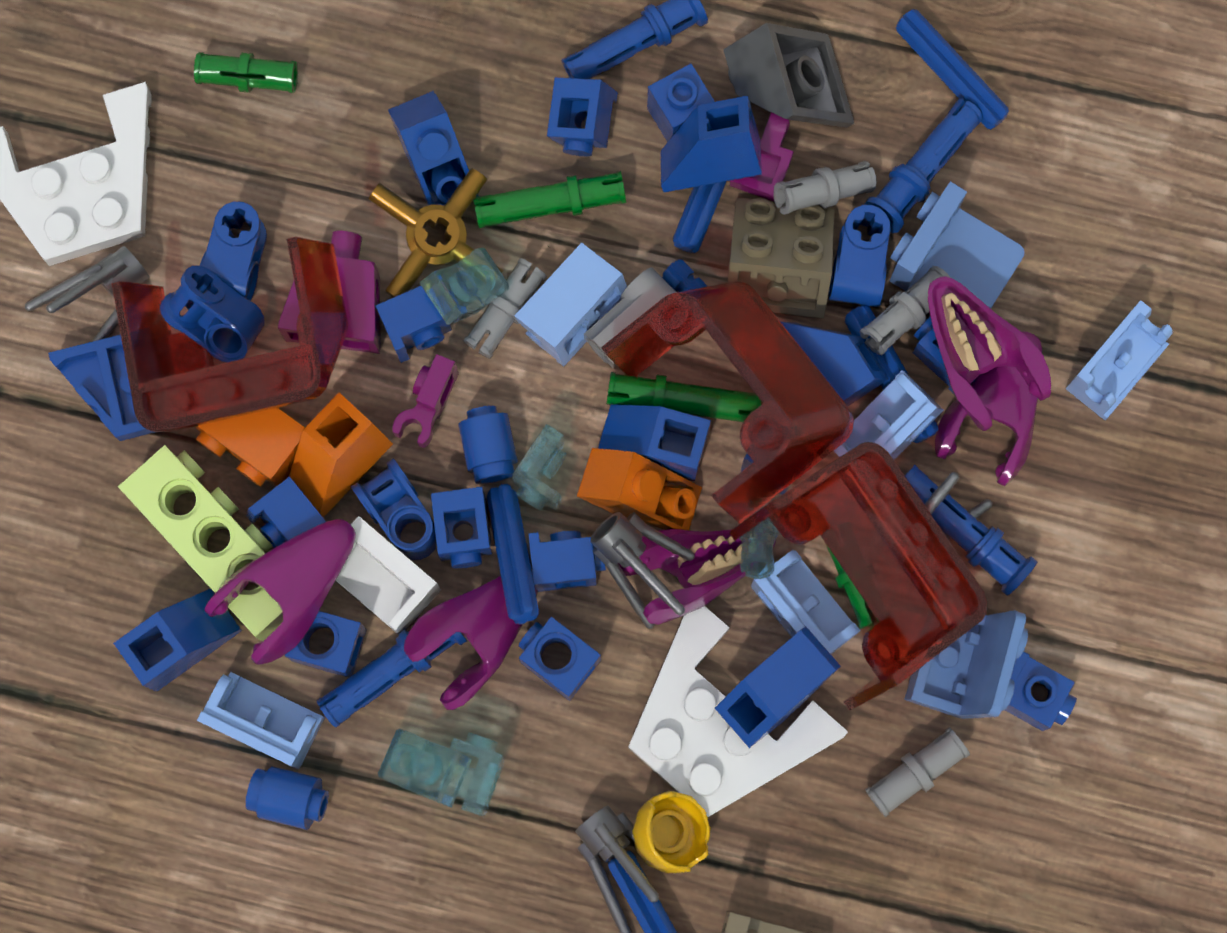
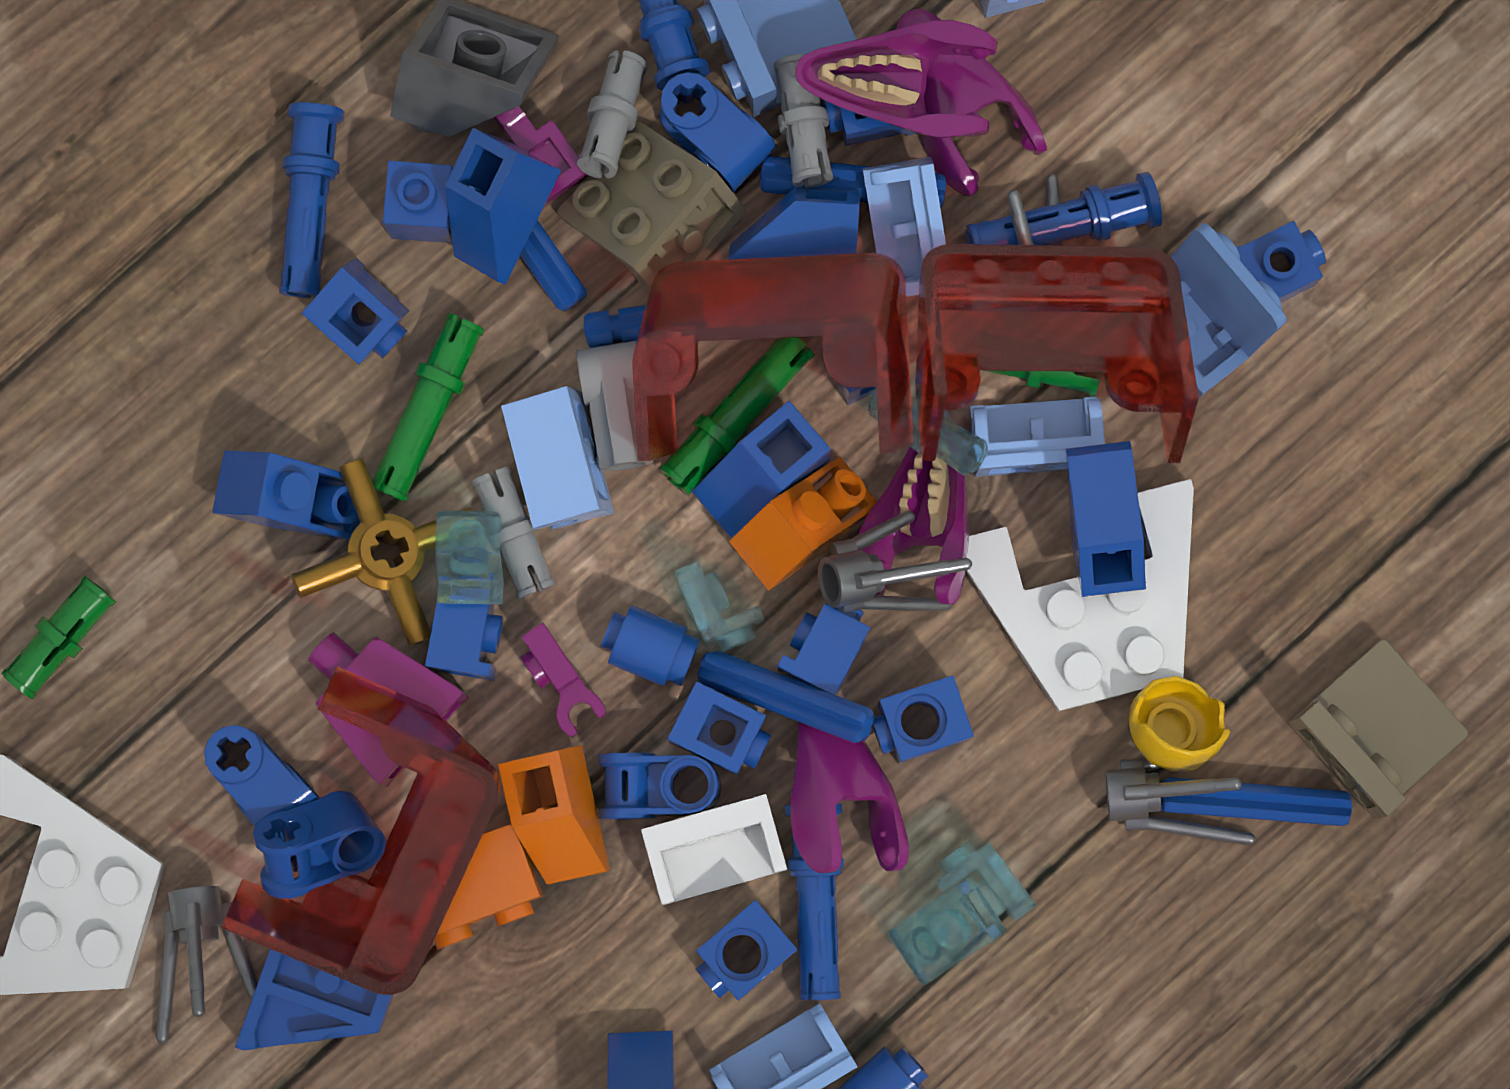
camera: 55 degrees left, 5 degrees up
(154, 491) = (466, 1032): yellowish green brick -> none
(285, 513) = (594, 905): blue brick -> none
(297, 578) = (664, 935): magenta animal -> none
(917, 772) = (1276, 437): light grey pin -> none

